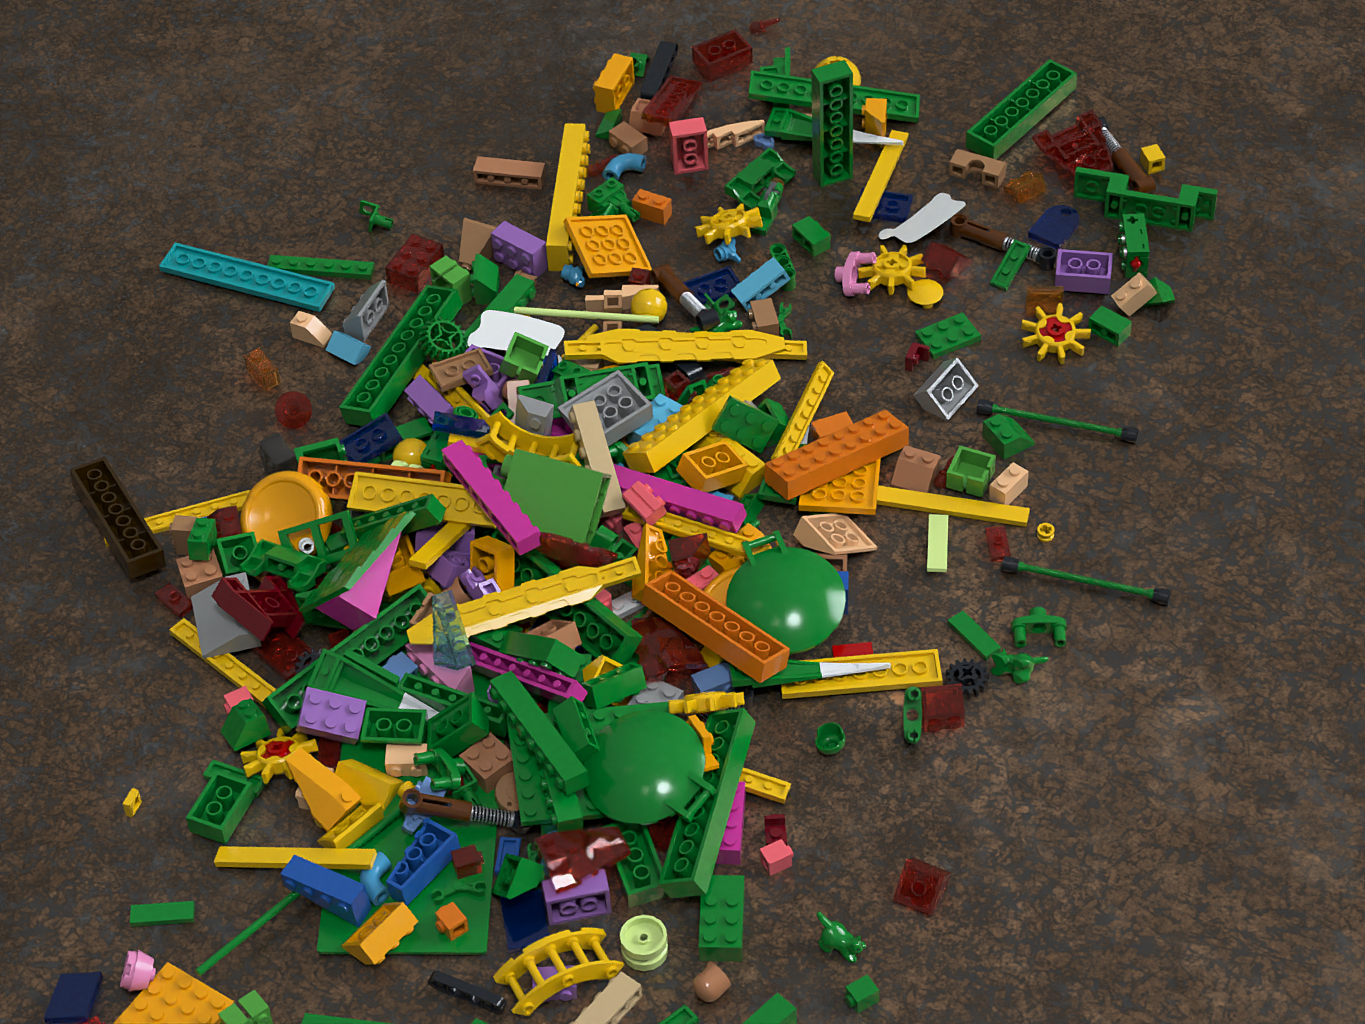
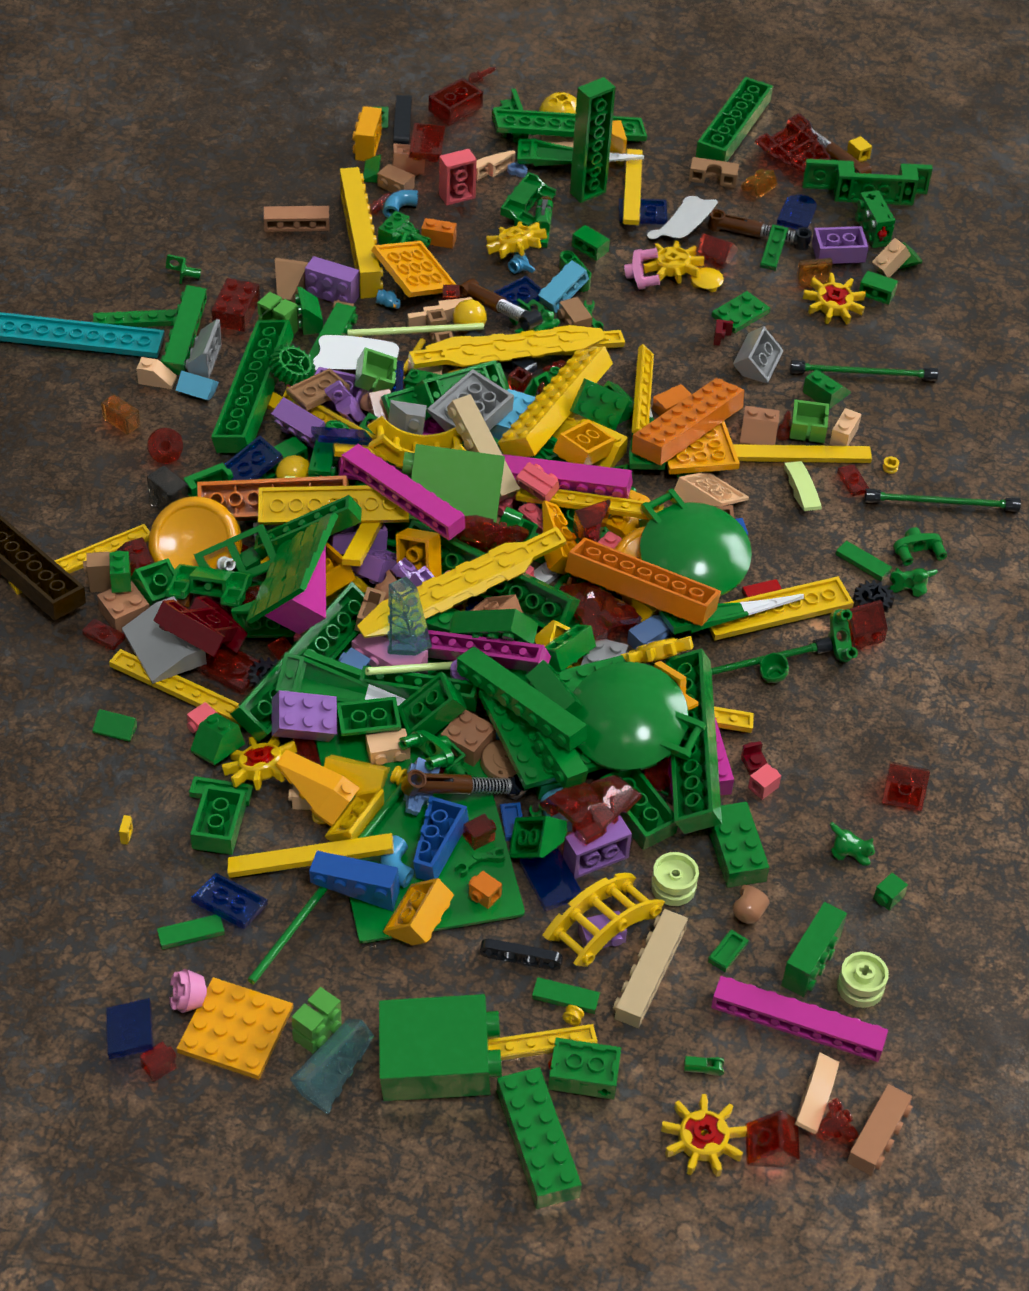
camera: 20 degrees left, 0 degrees up
(155, 695) = (114, 725): none -> green slope
(207, 889) = (229, 900): none -> clear blue tile
(353, 284) = (184, 328): none -> green brick
(443, 682) = (408, 668): none -> yellowish green piece
(889, 722) = (819, 646): none -> green hose

